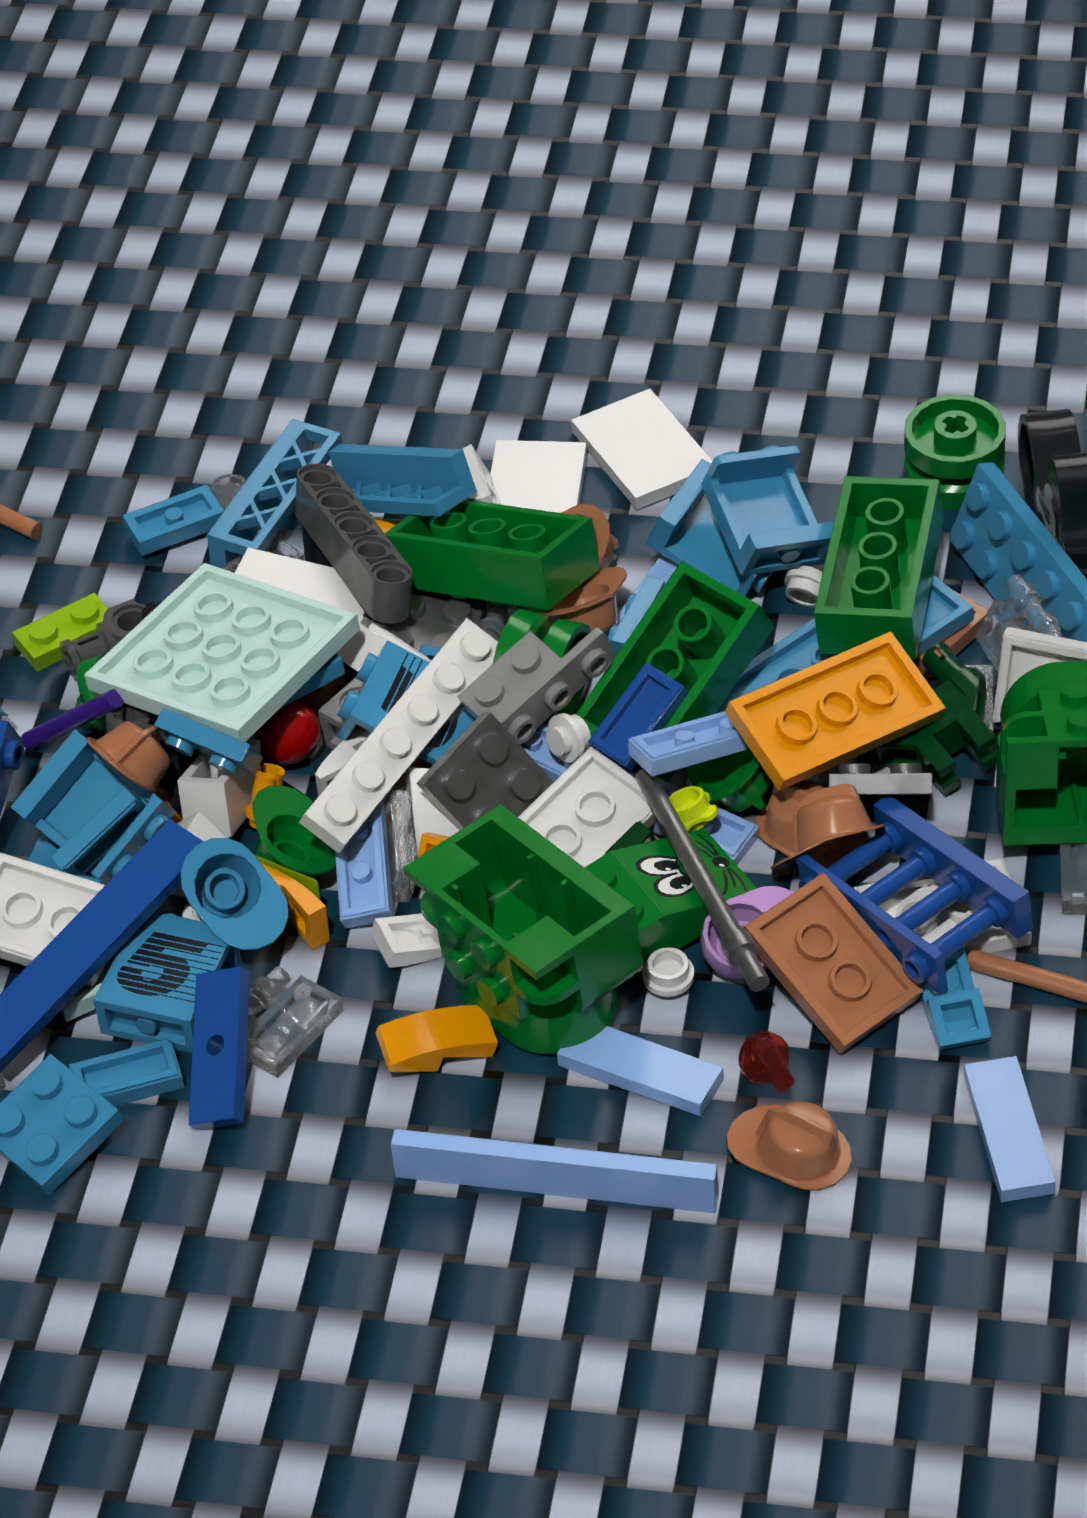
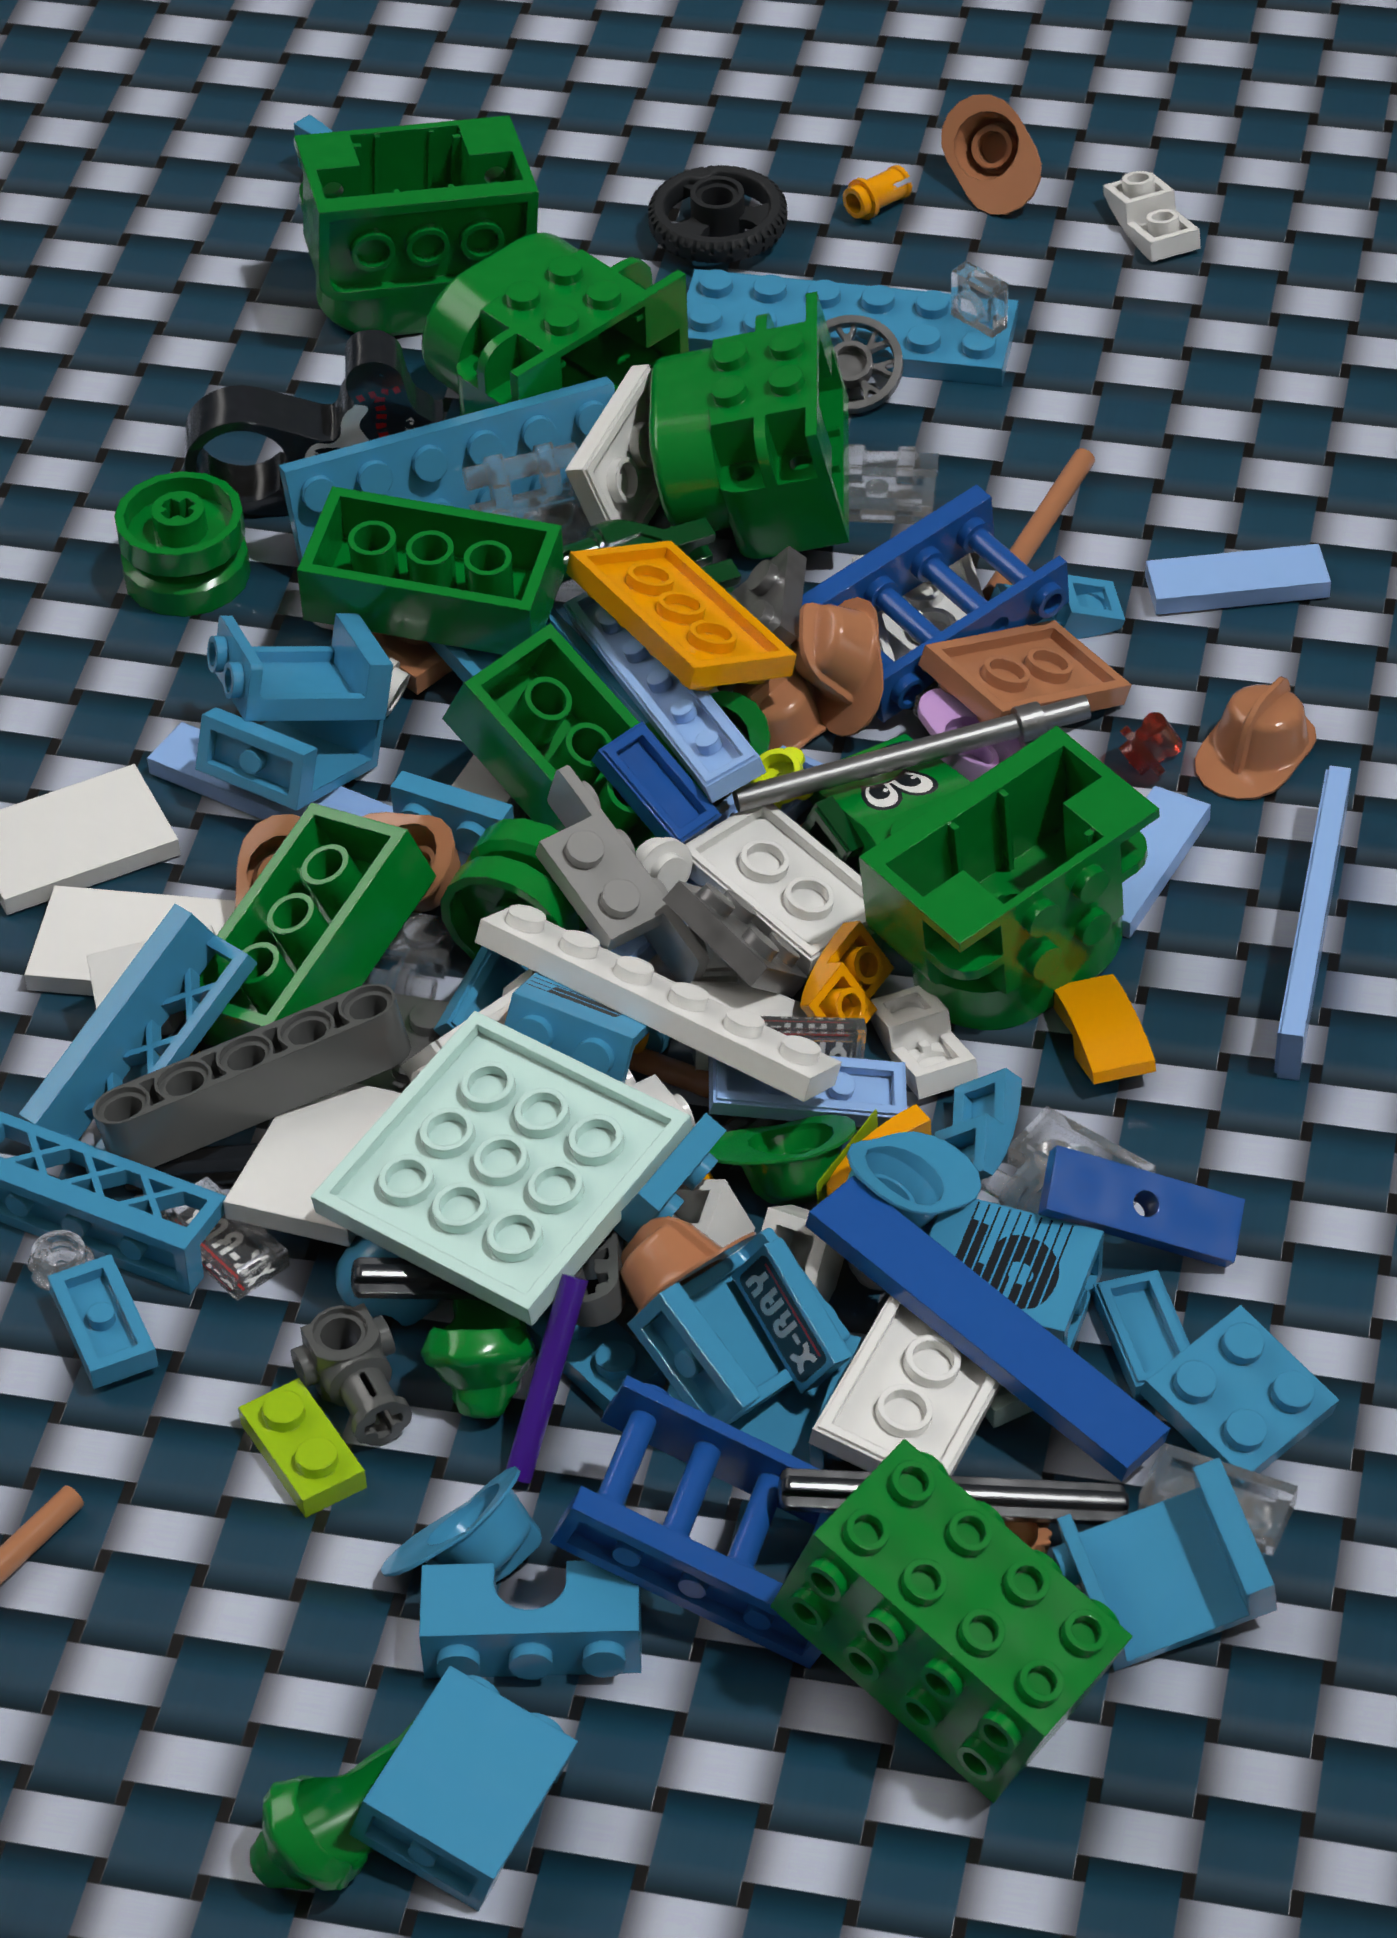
camera: 90 degrees left, 0 degrees up
(307, 958) = (985, 1119): none -> dark azure slope

